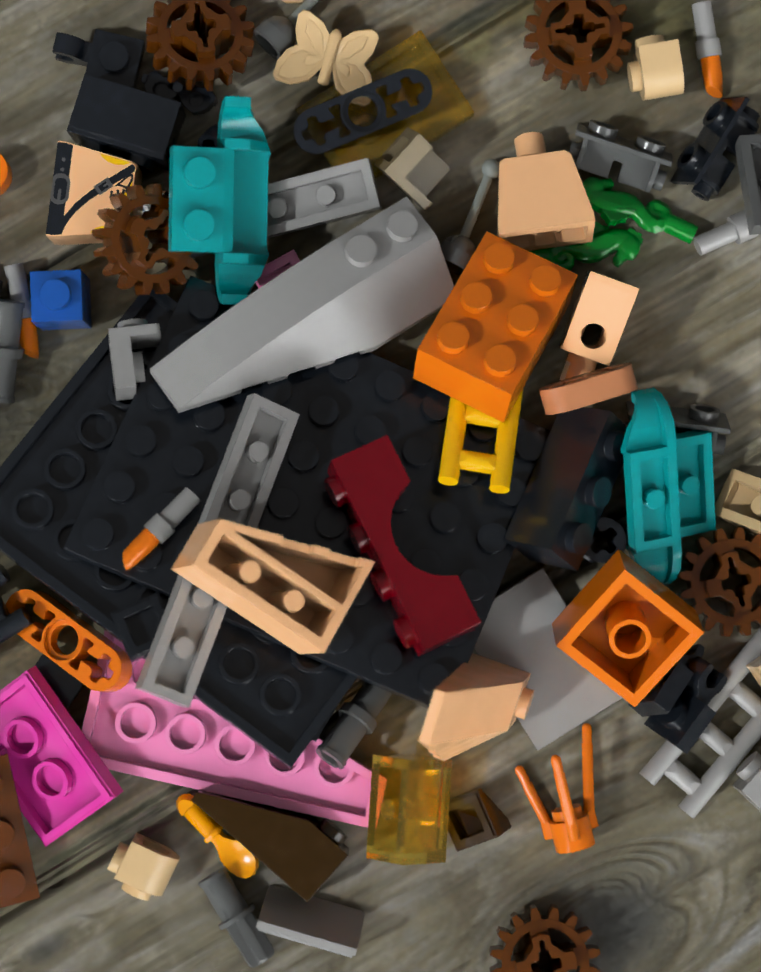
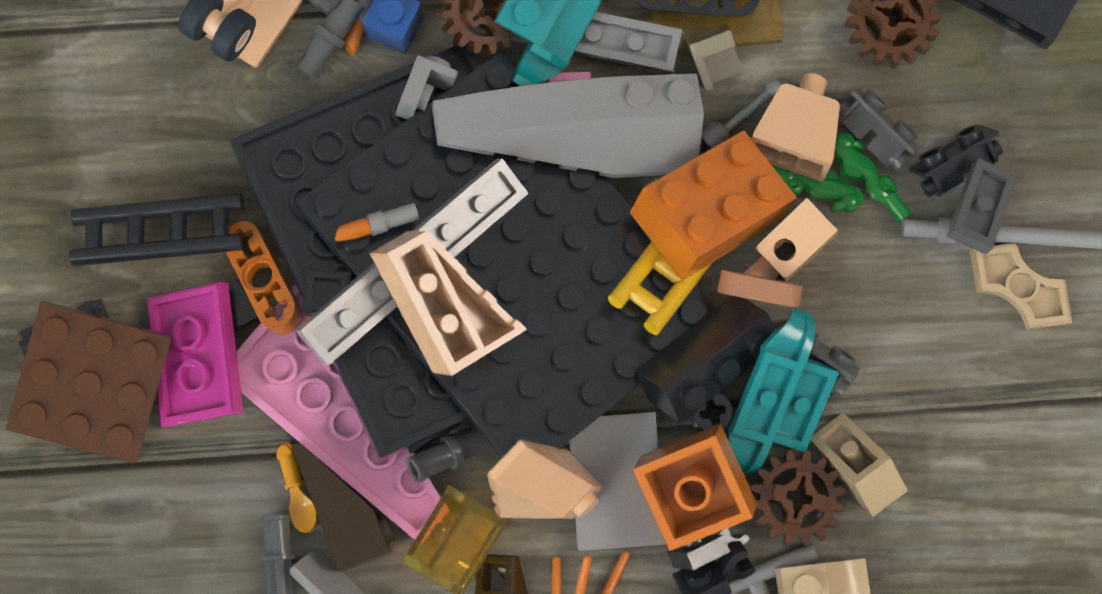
camera: 25 degrees right, 5 degrees down
(143, 867) = (227, 481): tan plate -> none
(428, 605) = (551, 387): dark red arch -> none
(656, 68) = (940, 76): tan plate -> none
(708, 48) = (989, 81): light grey piece -> none

